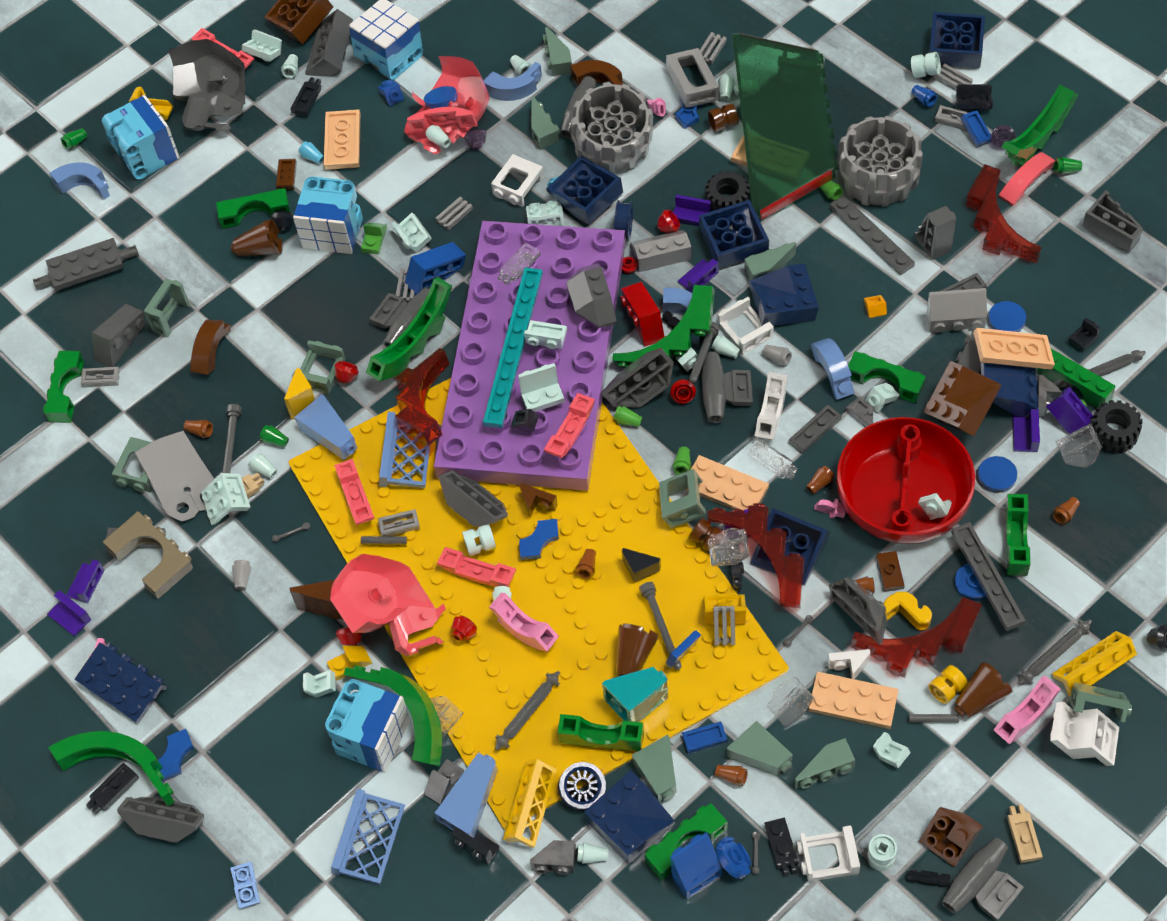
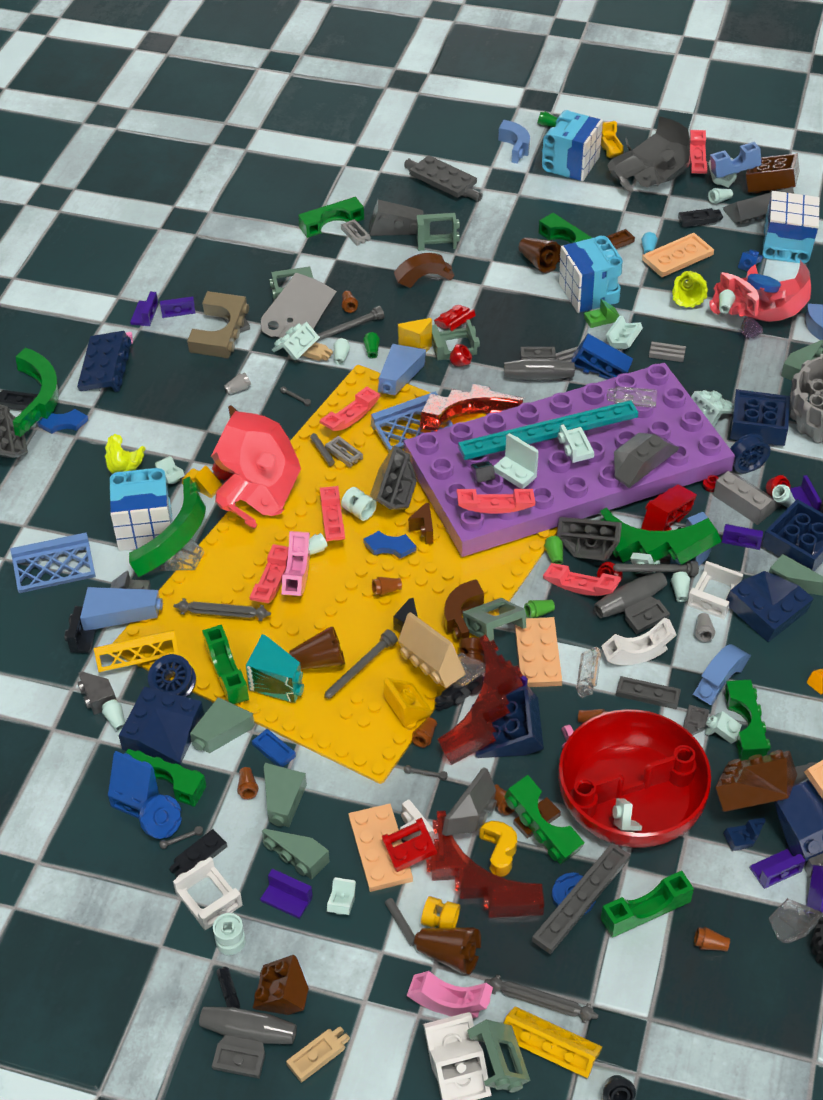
camera: 55 degrees right, 10 degrees down
(276, 18) = (747, 159): none -> medium blue arch
(276, 717) = (121, 460): none -> neon yellow hair
(289, 351) = (454, 317): none -> red plate
(399, 154) = (689, 292): none -> neon yellow hair
(413, 340) = (518, 379): green arch -> none
(463, 628) = (269, 532): red cone -> none
(514, 651) = (272, 575): none -> coral slope
(524, 167) = (747, 376): white window -> none
(650, 524) = (461, 599): none -> reddish brown arch
(676, 415) = (579, 583): none -> coral slope
(679, 222) = (783, 495): none -> light aqua cone
(683, 648) = (342, 686): blue tile -> none
(698, 561) = (430, 651): none -> tan slope
(724, 639) = (382, 702): light grey tile -> none
(761, 612) = (424, 733): none -> dark orange cone
(790, 701) = (344, 796): clear slope -> none
(862, 792) = (287, 894): none -> dark purple panel
(881, 567) = (559, 841): none -> green arch
(881, 674) = (413, 850): none -> red plate
(986, 438) = (744, 836): none -> dark blue slope
(997, 474) = (709, 862): blue tile -> none

